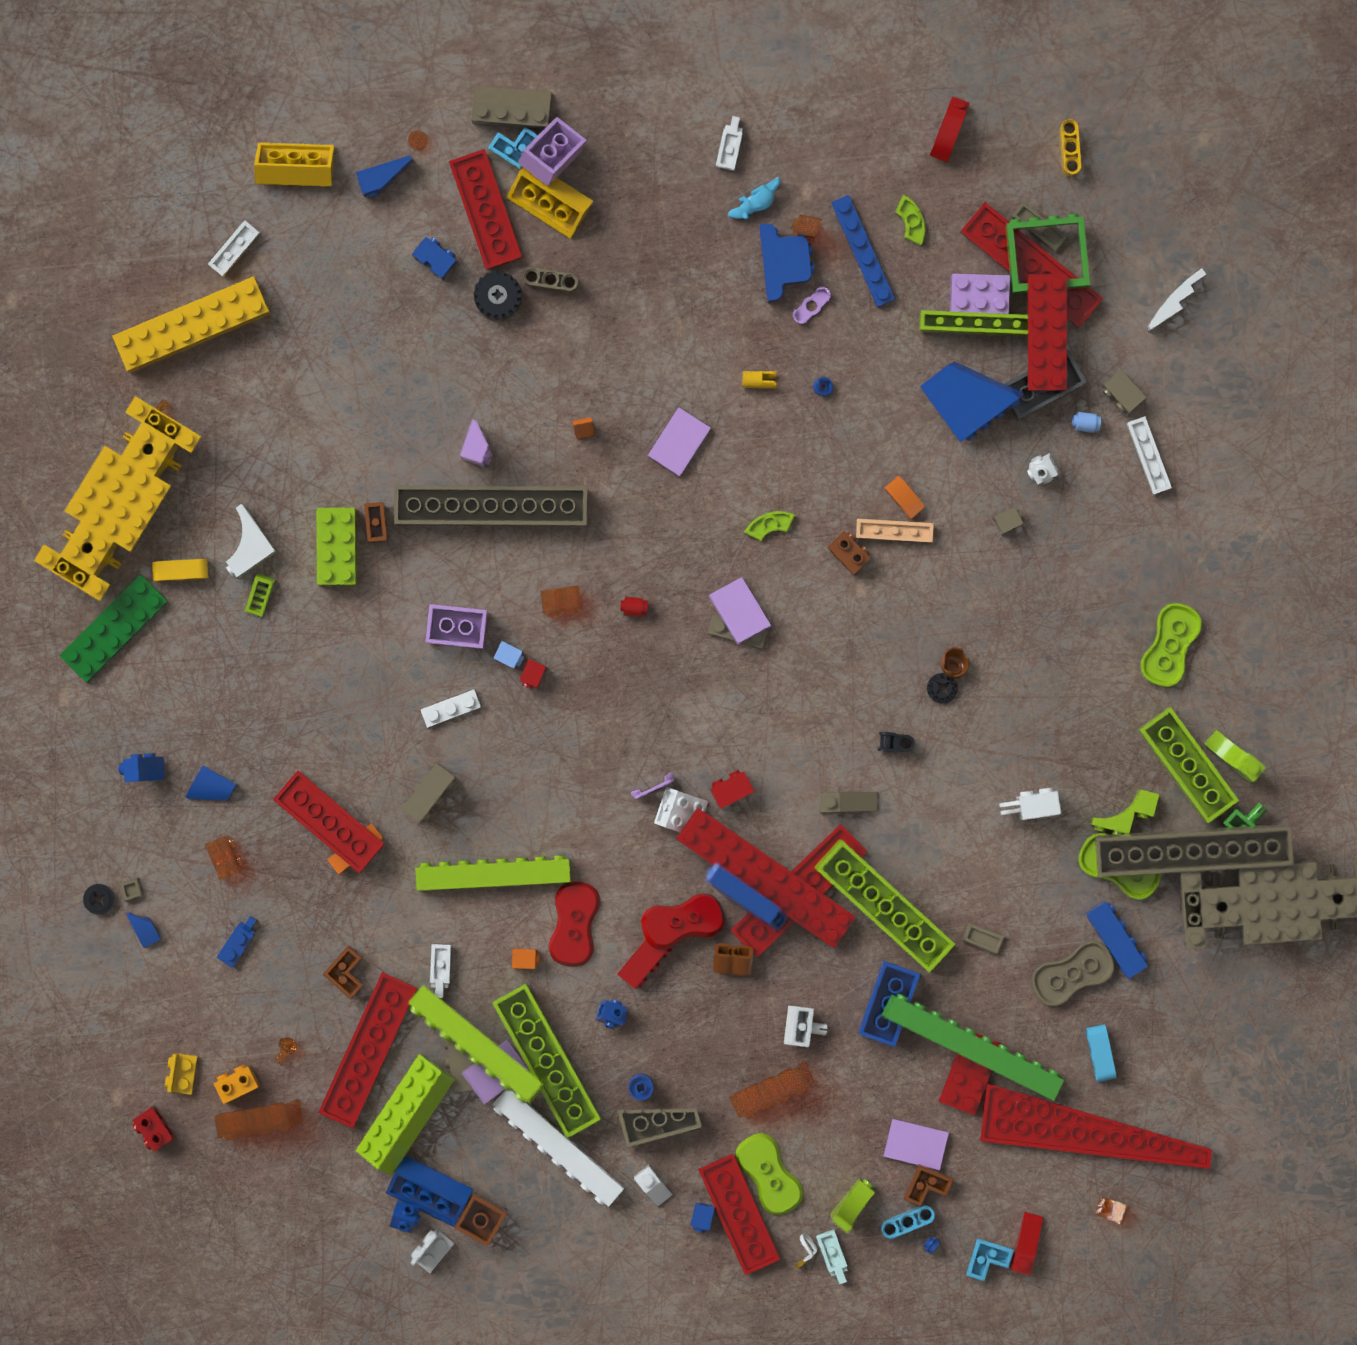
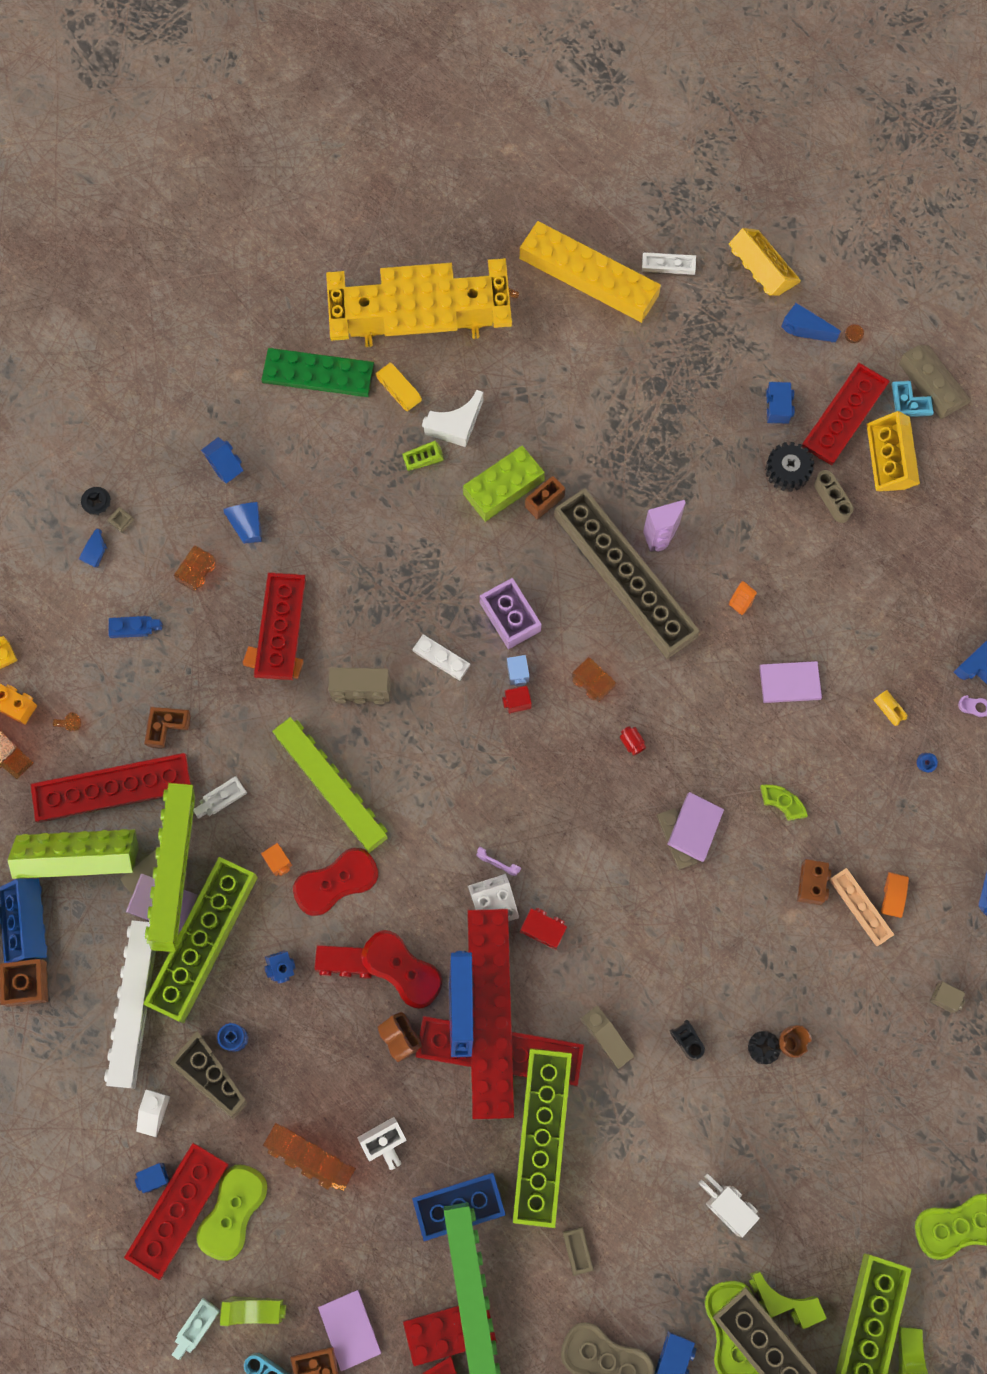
camera: 55 degrees right, 15 degrees down
(552, 151) = (932, 424): lavender brick -> none
(814, 1247) = (182, 1306): white piece -> none

